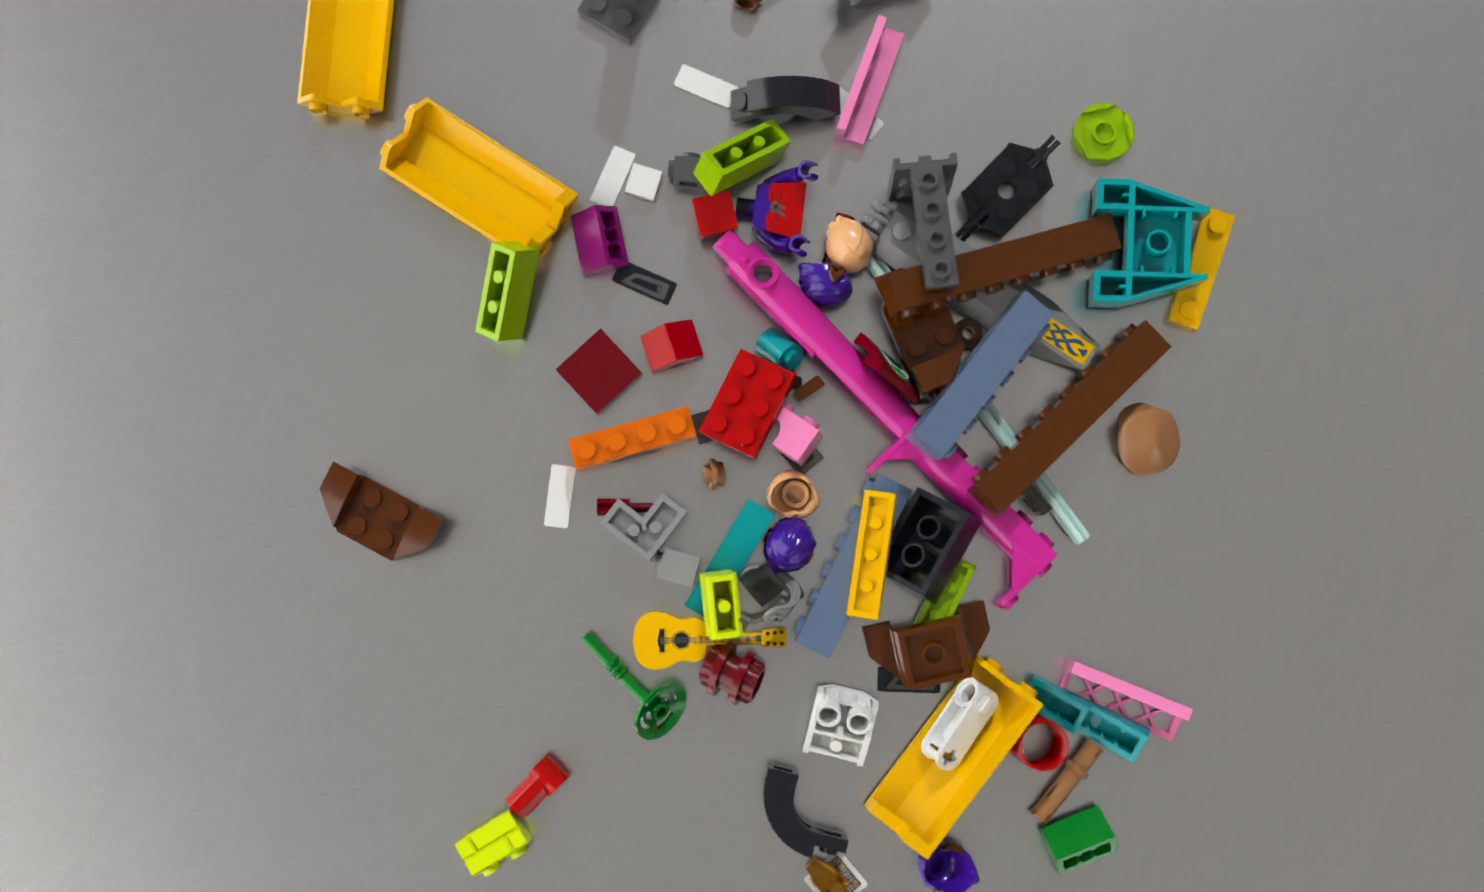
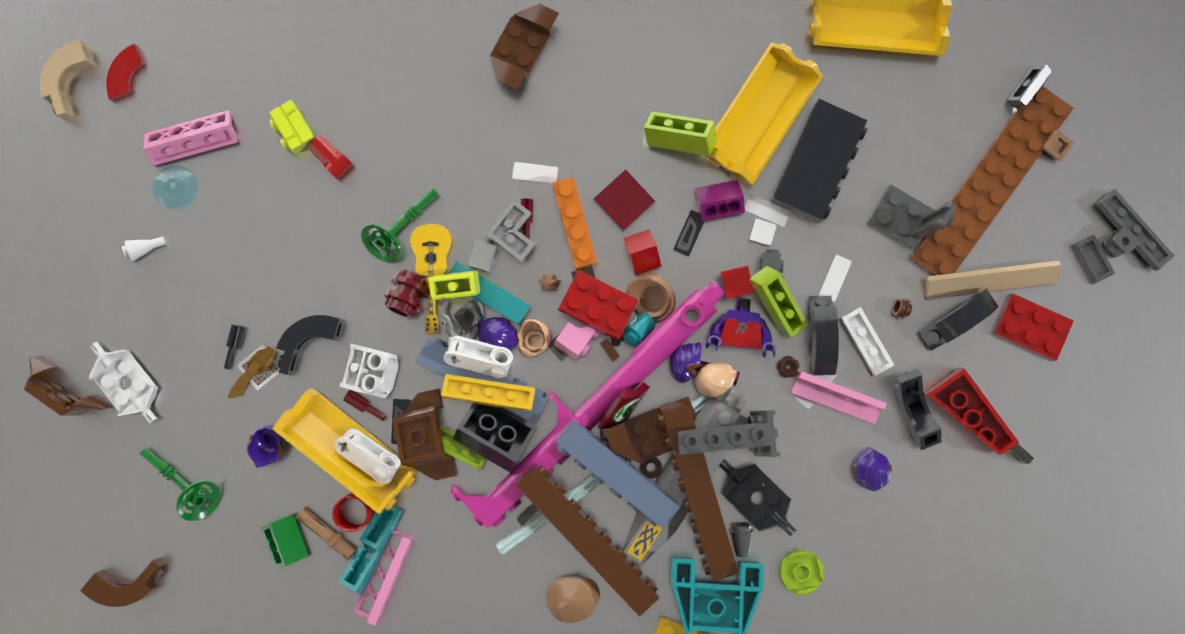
camera: 90 degrees right, 0 degrees up
(545, 103) = (820, 161): none -> black brick
(732, 328) = (653, 296): none -> medium nougat piece
(793, 43) = (867, 341): none -> white plate
(821, 569) = (478, 357): none -> white piece
(831, 141) = (794, 364): none -> reddish brown plate
(887, 734) = (362, 404): none -> dark red axle
(965, 37) = (872, 469): none -> dark purple hair
(1061, 210) = (742, 538): none -> dark grey cone

